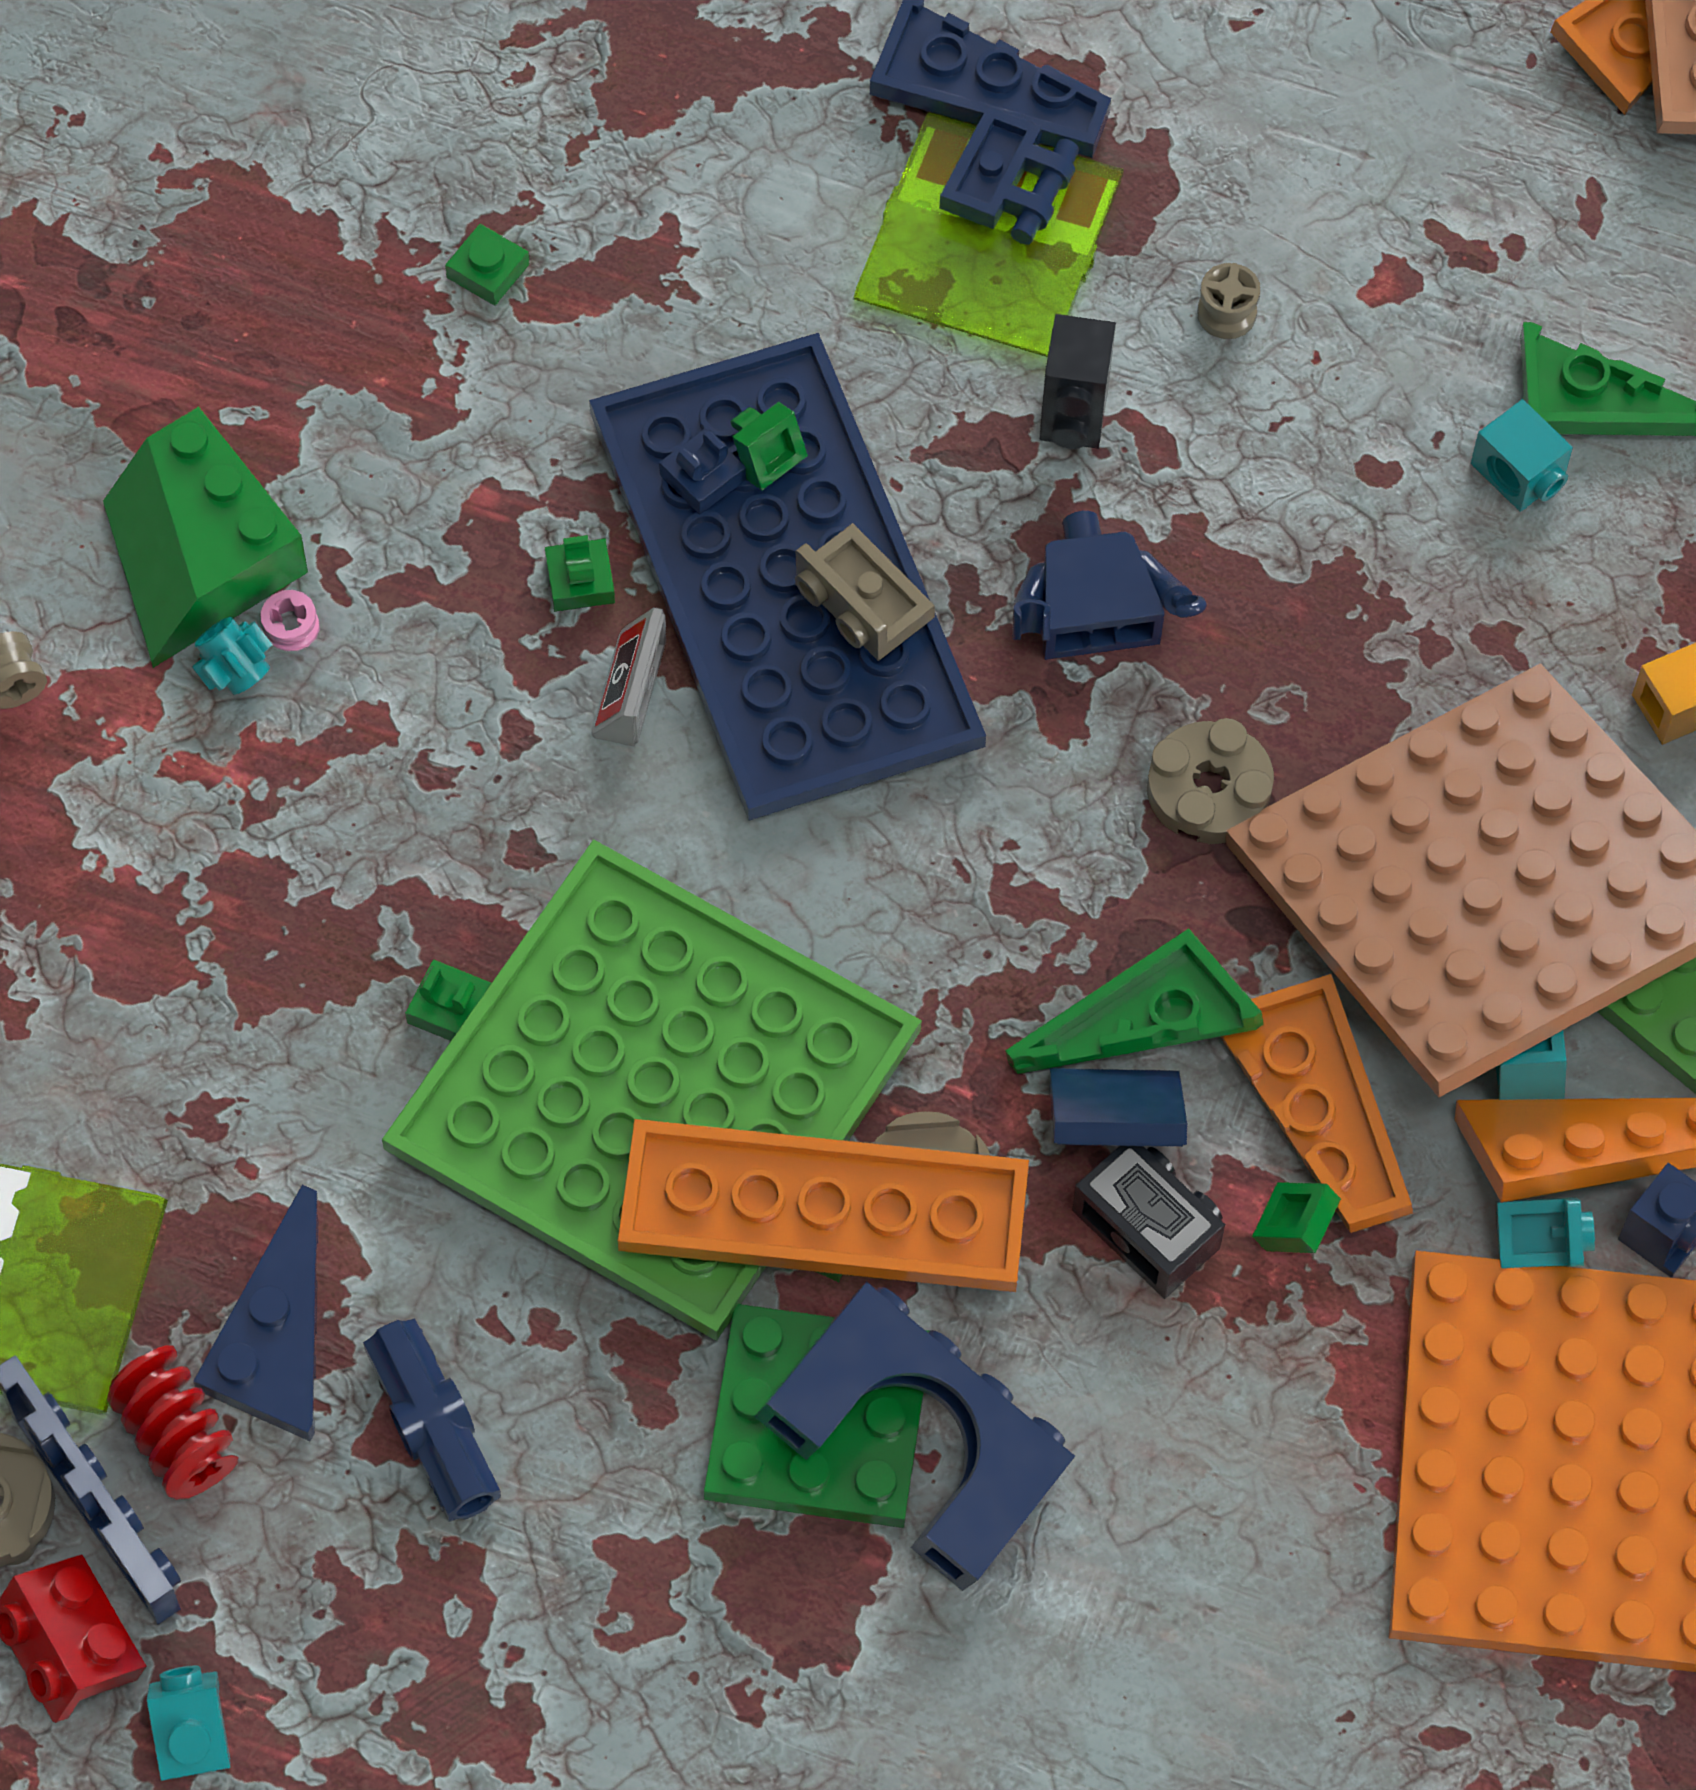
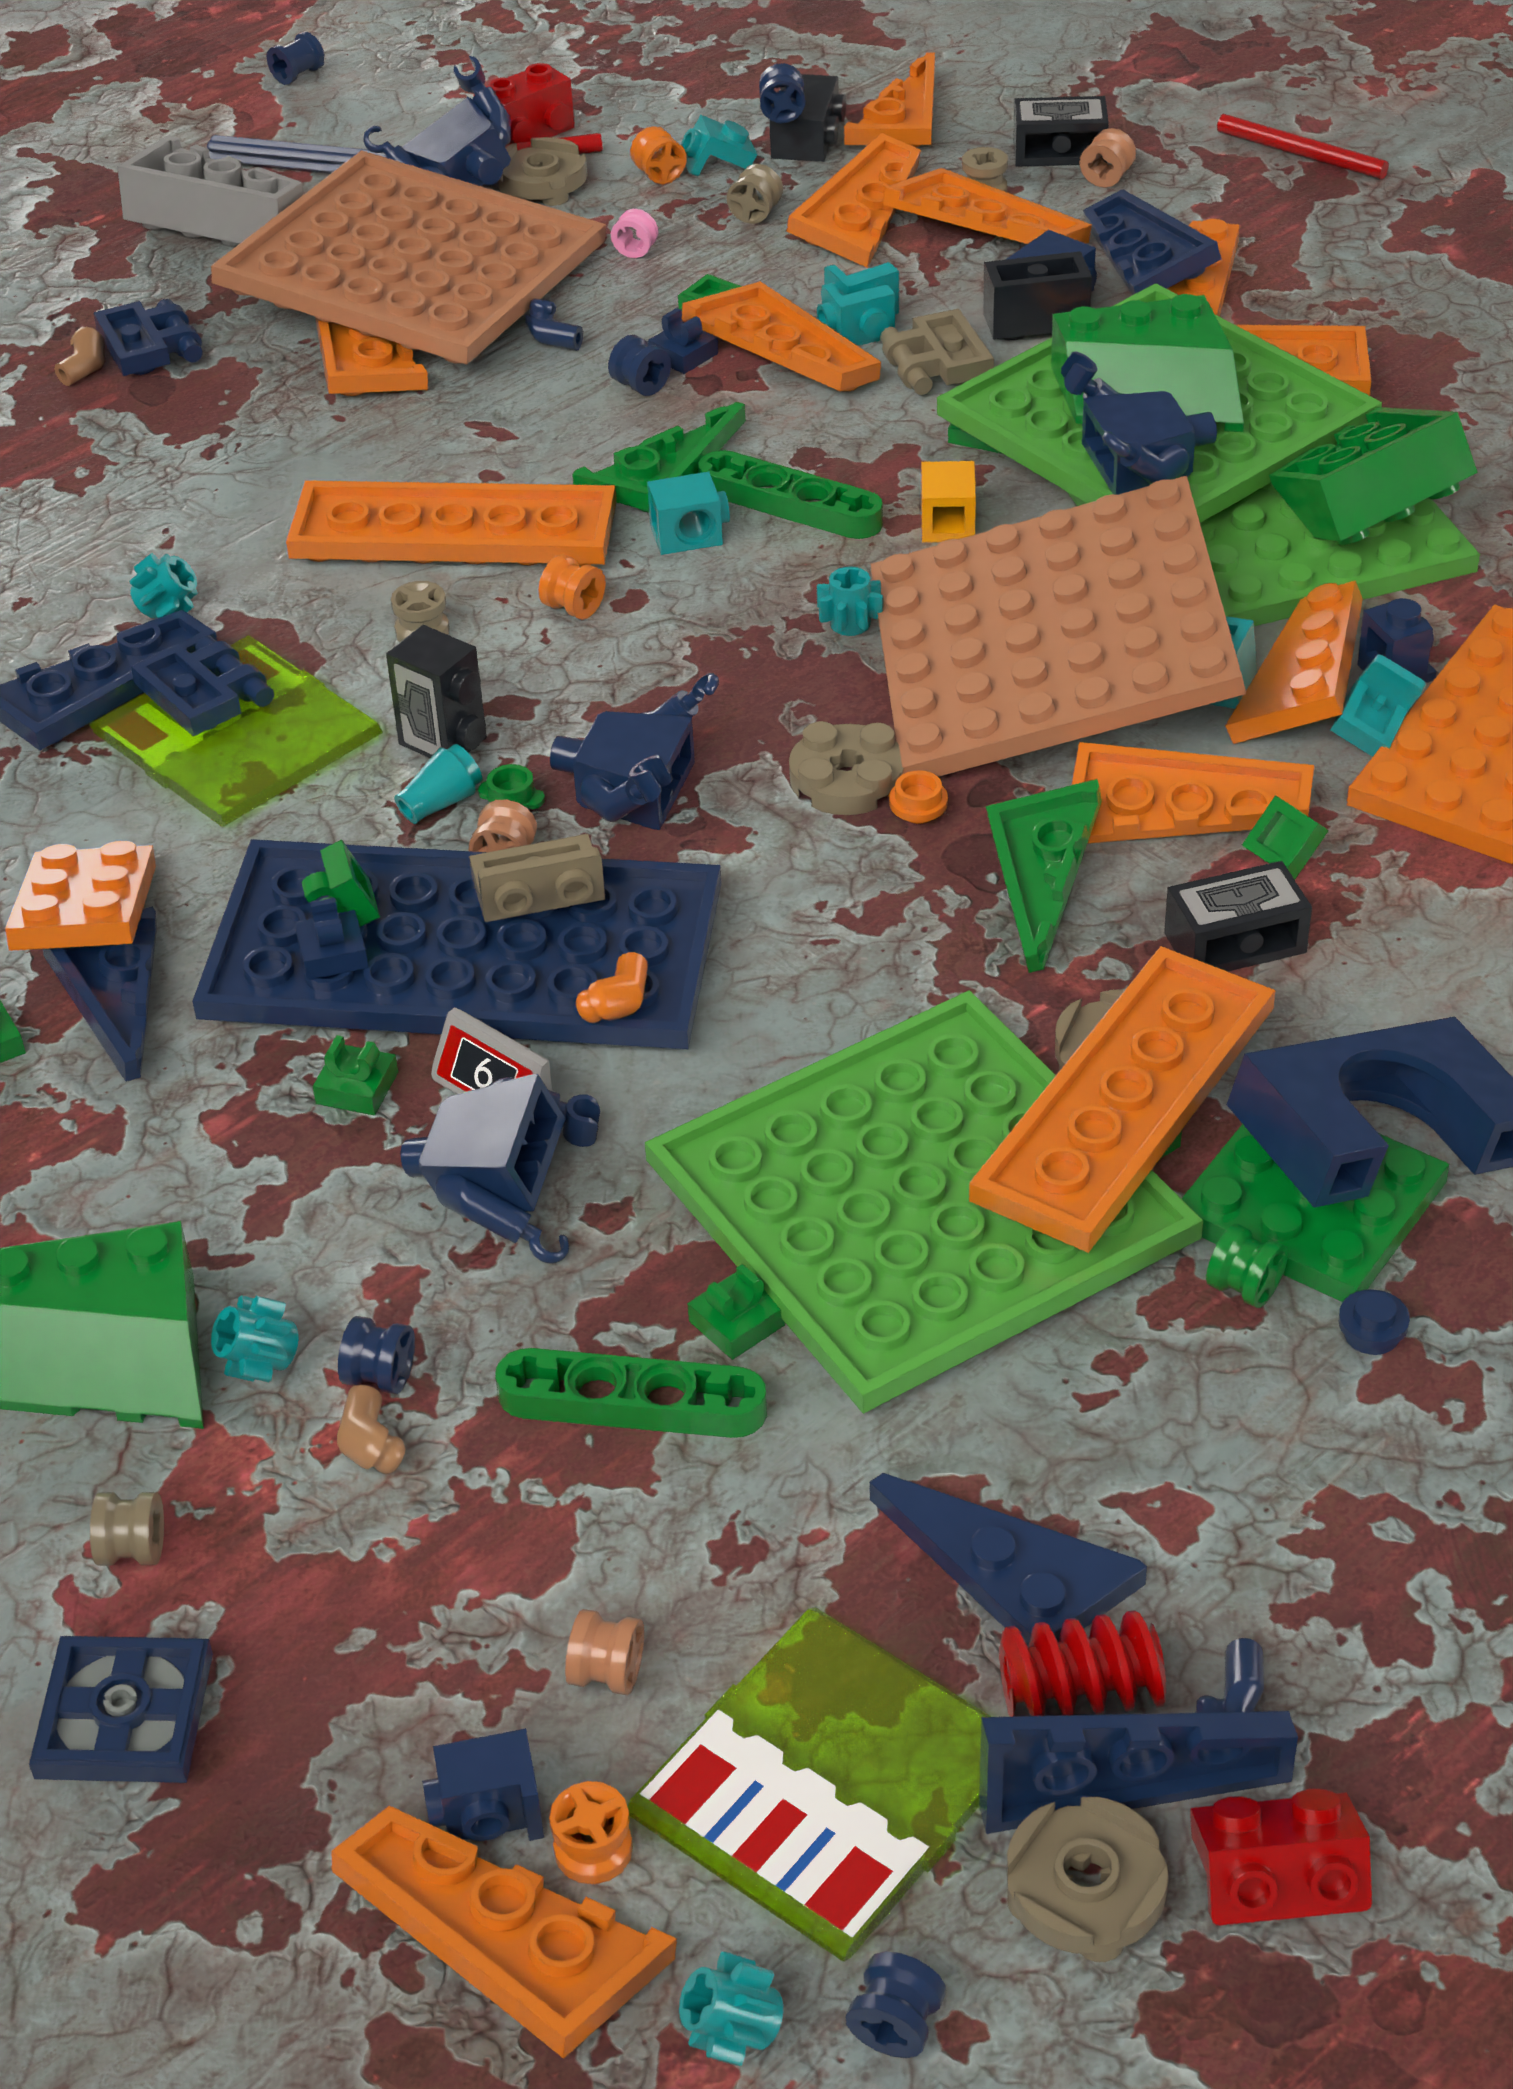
camera: 60 degrees left, 20 degrees down
(40, 1065) = (604, 1652): none -> nougat wheel
(183, 783) = (363, 1437): none -> medium nougat arm
(187, 1723) = (1428, 1770): teal bracket -> none
(217, 1550) = (1242, 1679): none -> dark blue arm
(262, 753) = (376, 1354): none -> dark blue wheel
(304, 609) = (232, 1282): bright pink bush -> none
(321, 962) = (633, 1382): none -> green beam
(432, 1419) = (1184, 1461): dark blue piece -> none
(519, 726) = (495, 1152): none -> dark blue torso
(598, 316) = (112, 991): none -> dark blue wing
(673, 243) = (81, 897): none -> orange plate
(678, 1518) = (1373, 1321): none -> dark blue plate
(683, 1389) = (1247, 1265): none -> green wheel
(751, 733) = (615, 995): none -> orange arm
(935, 534) = (503, 826): none -> nougat wheel
(989, 445) = (440, 783): none -> teal cone
(1014, 495) = (512, 783): none -> green plate
(1117, 1107) = (1130, 894): dark blue tile -> none
(1148, 56) = (163, 585): none -> teal gear
(1192, 864) = (918, 797): none -> orange plate
(1341, 411) = (572, 586): none -> orange wheel
(1393, 256) = (451, 522): none -> orange plate
(1459, 670) = (849, 601): none -> teal gear
(1633, 536) = (841, 507): none -> green beam

